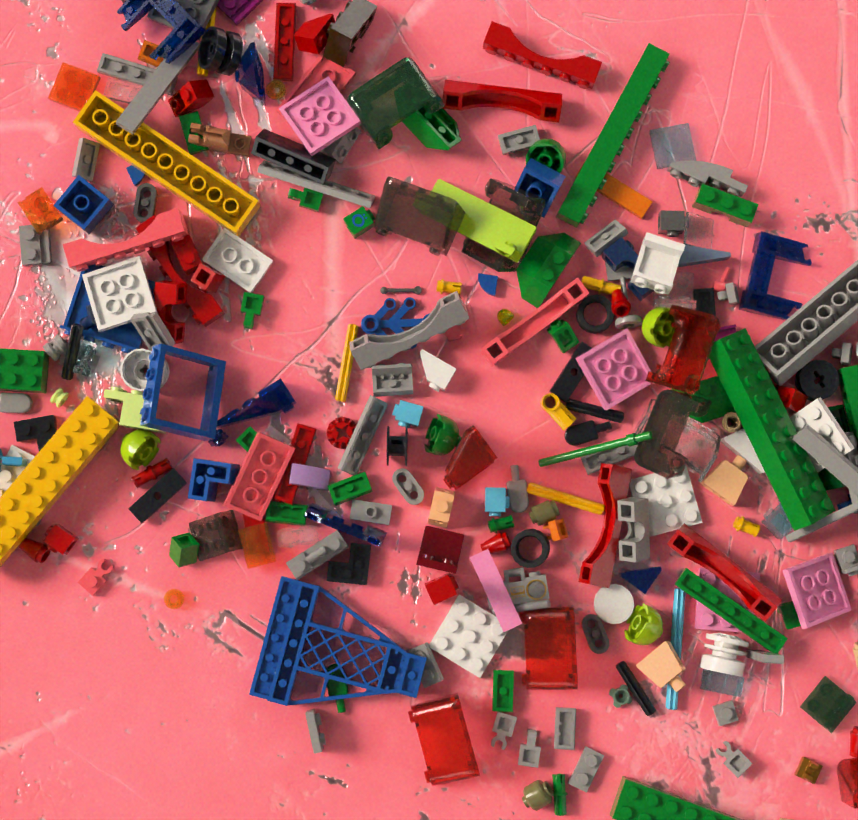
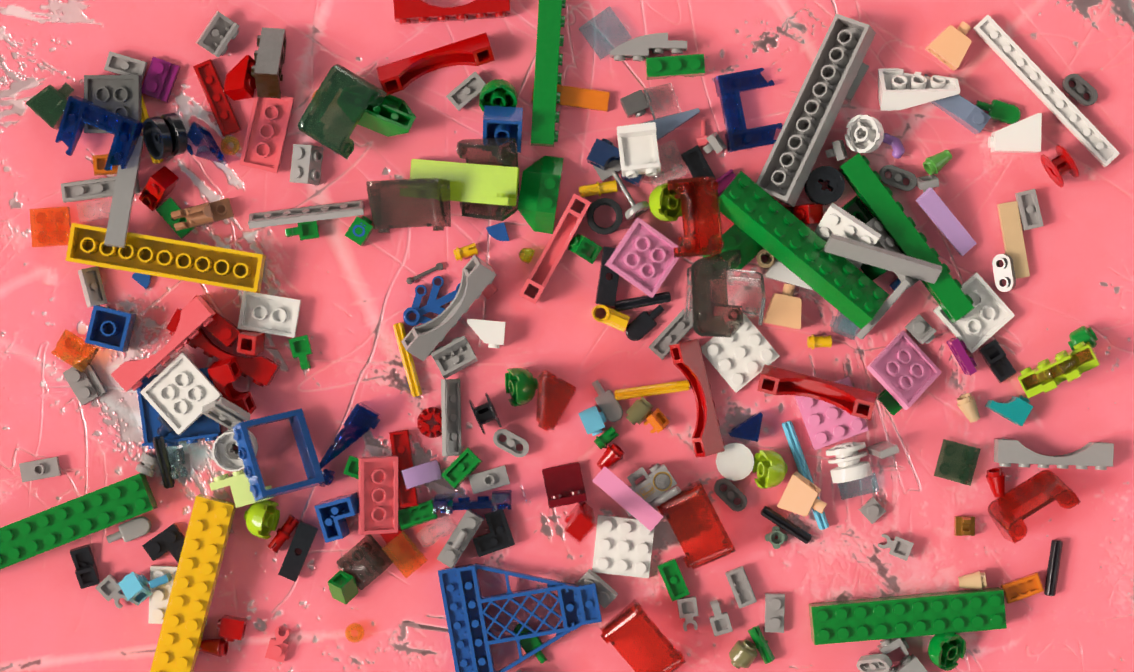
camera: 25 degrees left, 5 degrees up
(59, 397) = (171, 506): yellowish green bush -> none
(145, 203) = (163, 301): dark grey plate -> none
(293, 156) = (274, 199): brick -> none
(320, 116) = (281, 153): bright pink plate -> none
(407, 414) = (481, 380): medium azure brick -> none
(441, 507) = (547, 447): light nougat torso -> none
(515, 548) = (640, 462): black tyre -> none
(605, 237) = (583, 144): light grey plate -> none
(620, 305) = (622, 199): red cone -> none
(630, 440) = (684, 317): green bar -> none
(636, 544) = (730, 403): light grey arch -> none
(730, 611) = (837, 422): green plate -> none

